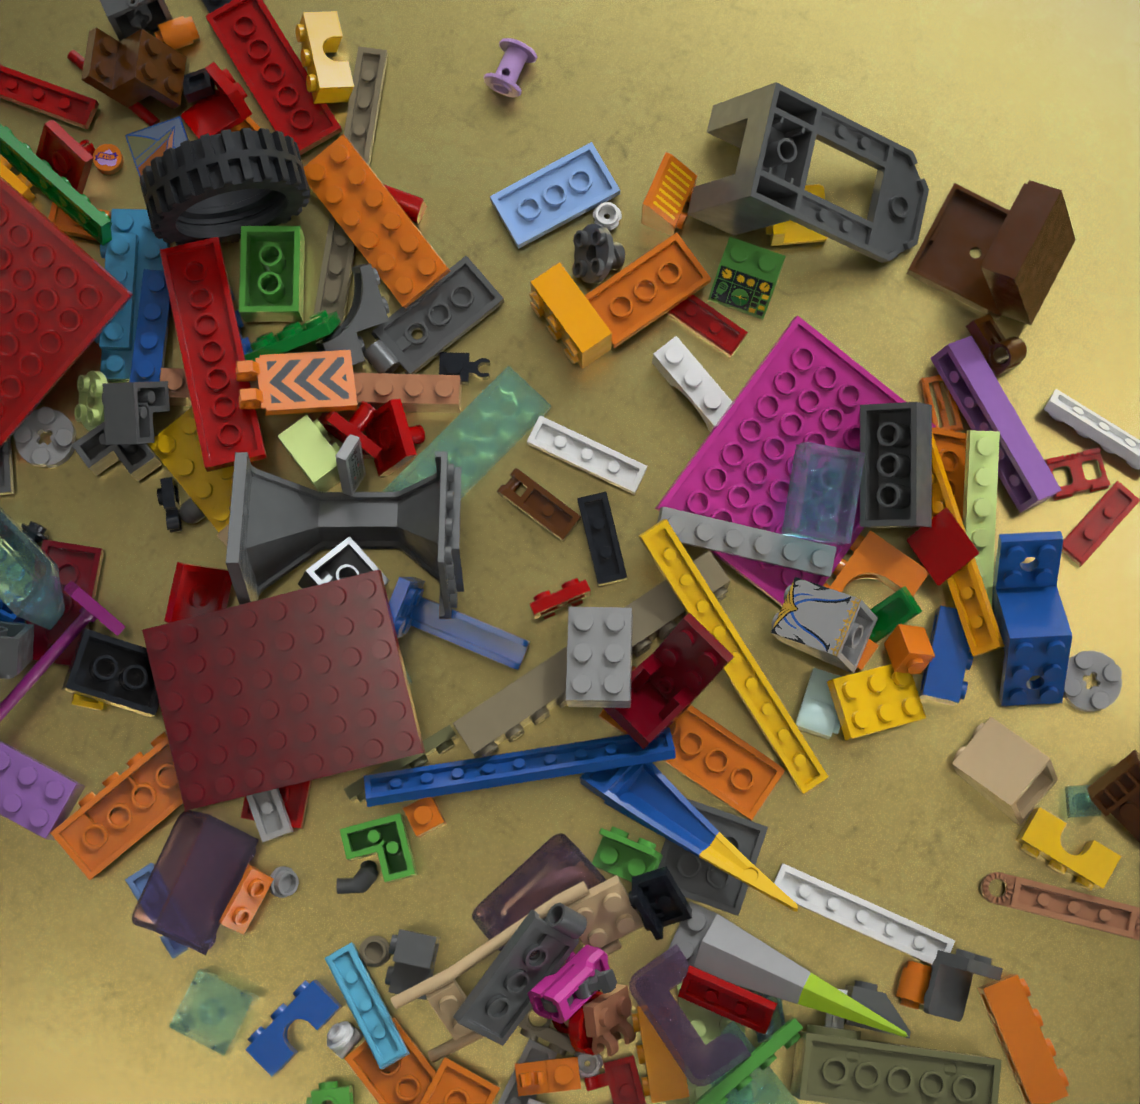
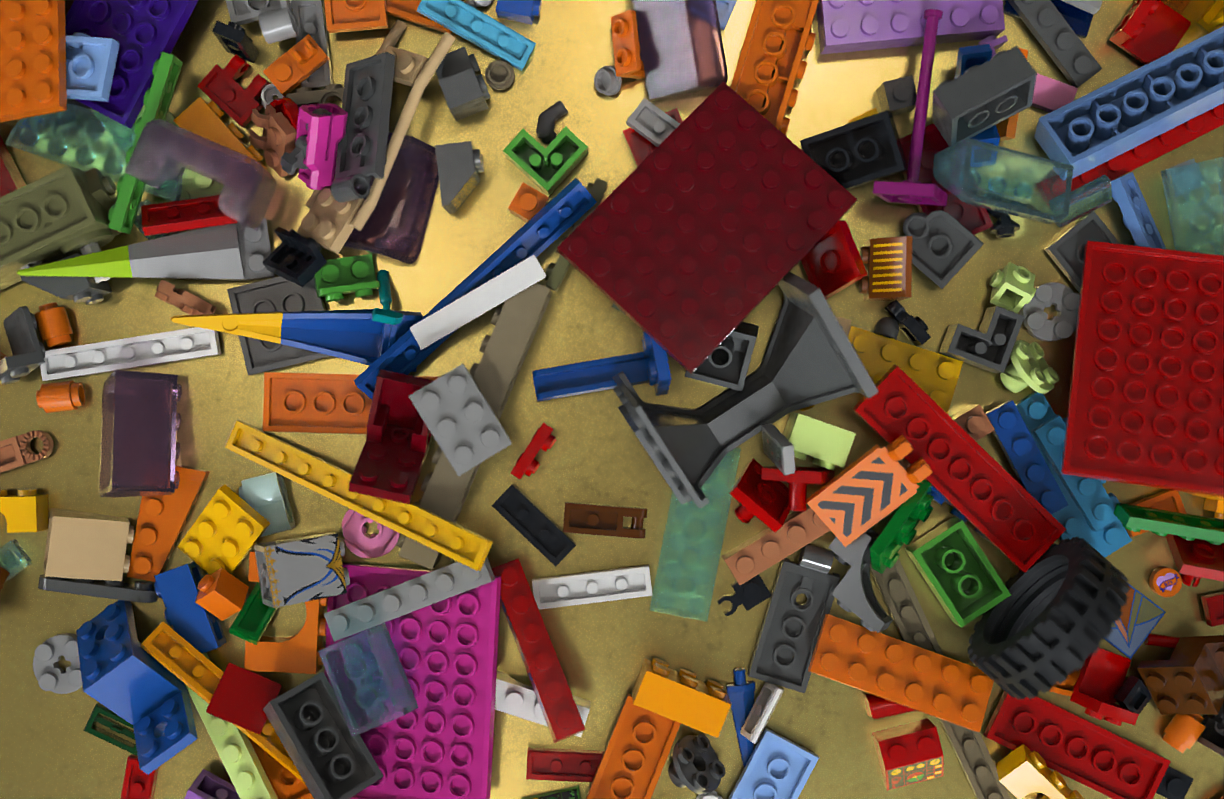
camera: 150 degrees right, 10 degrees up
(46, 702) = (897, 95): none -> black brick
(64, 476) = (1012, 287): none -> yellowish green brick
(100, 552) = (940, 245): none -> dark grey plate
(131, 409) = (994, 373): dark grey brick -> none
(155, 559) = (888, 269): none -> dark orange slope
(413, 154) = (909, 753): none -> red slope
(467, 882) = (458, 172): none -> dark grey slope
(512, 263) = (761, 712): none -> white slope
(519, 286) = (742, 700): none -> blue bar
(522, 752) = (478, 302): none -> white sticker
(611, 796) = (385, 315): none -> teal piece
(665, 424) = (538, 652): none -> red brick
(756, 611) = (362, 544): none -> bright pink plate
(781, 926) = (183, 300): none -> nougat plate
(788, 1068) = (102, 188): none -> olive plate
(897, 834) = (139, 434): none -> clear purple windscreen
(916, 759) = (160, 523): none -> orange wing
(948, 917) = (60, 396): none -> orange brick
(984, 699) = (139, 592): none -> dark grey plate
(1068, 603) = (108, 736): none -> dark green tile

